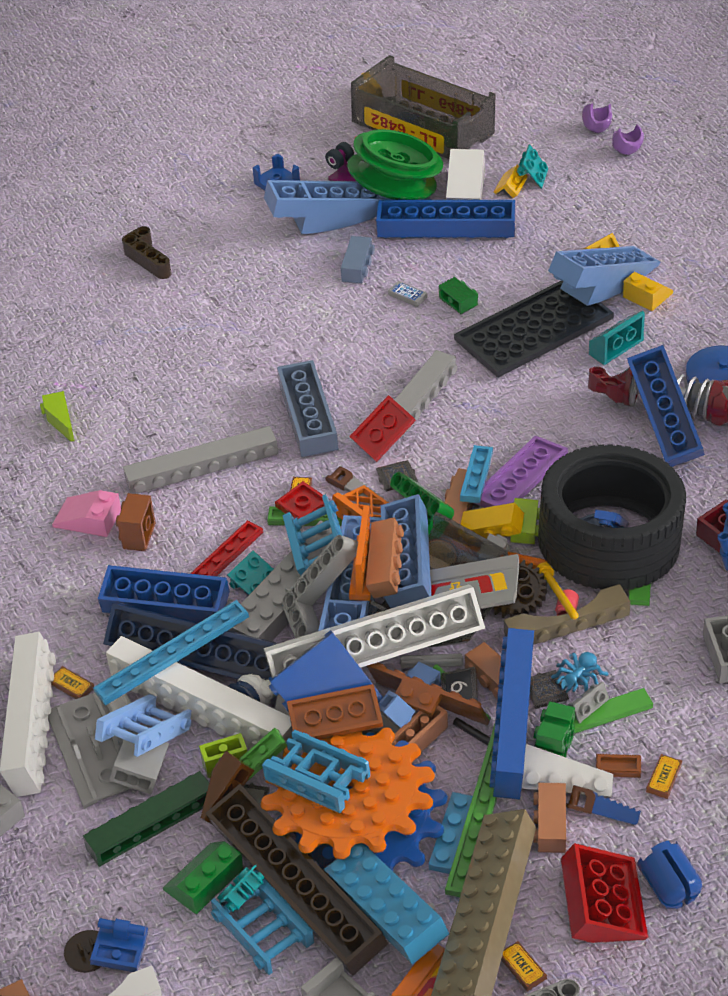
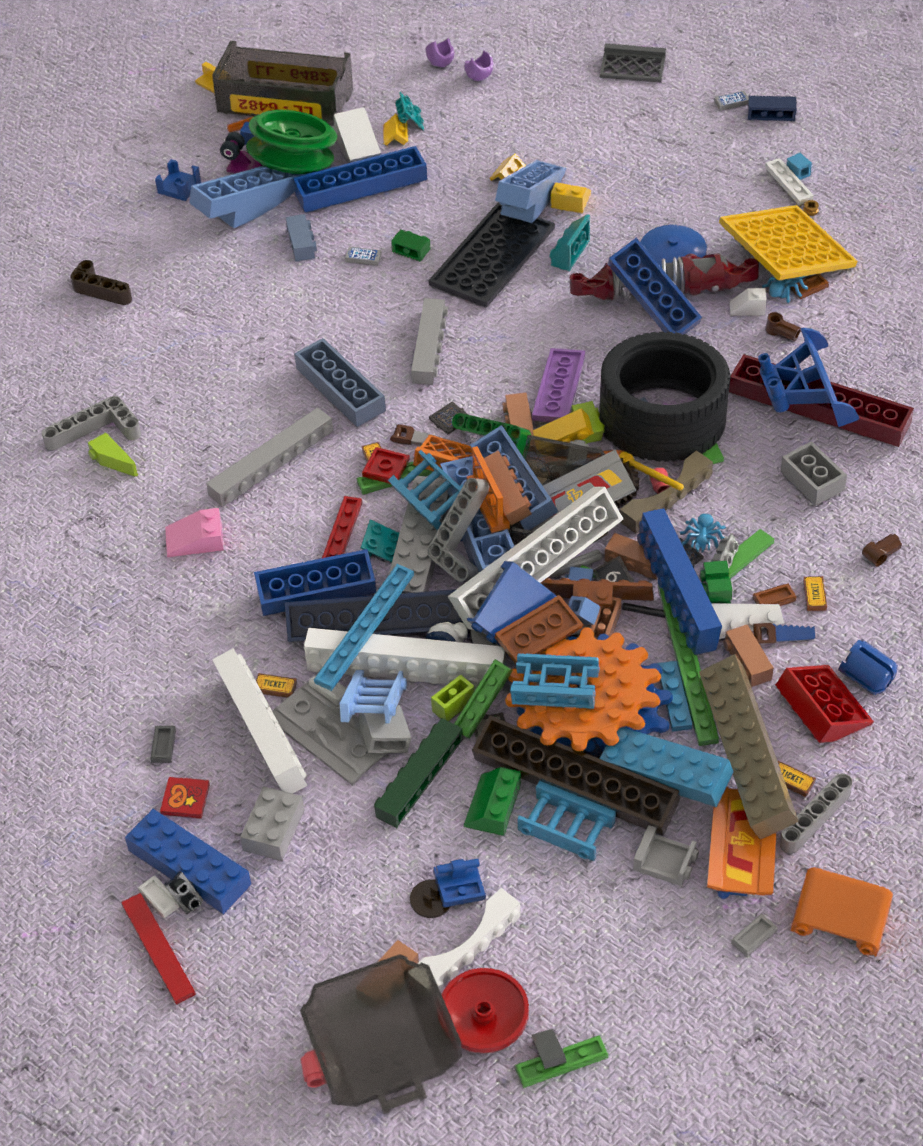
camera: 25 degrees left, 5 degrees up
(59, 376) = (91, 419): none -> light grey beam
(136, 522) = (249, 528): dark orange brick -> none
(226, 775) = (472, 715): reddish brown slope -> none
(235, 894) = (536, 799): teal hinge -> none
(382, 428) = (419, 380): red plate -> none
(476, 474) = (527, 395): dark azure plate -> none
(610, 519) = (671, 397): blue plate -> none

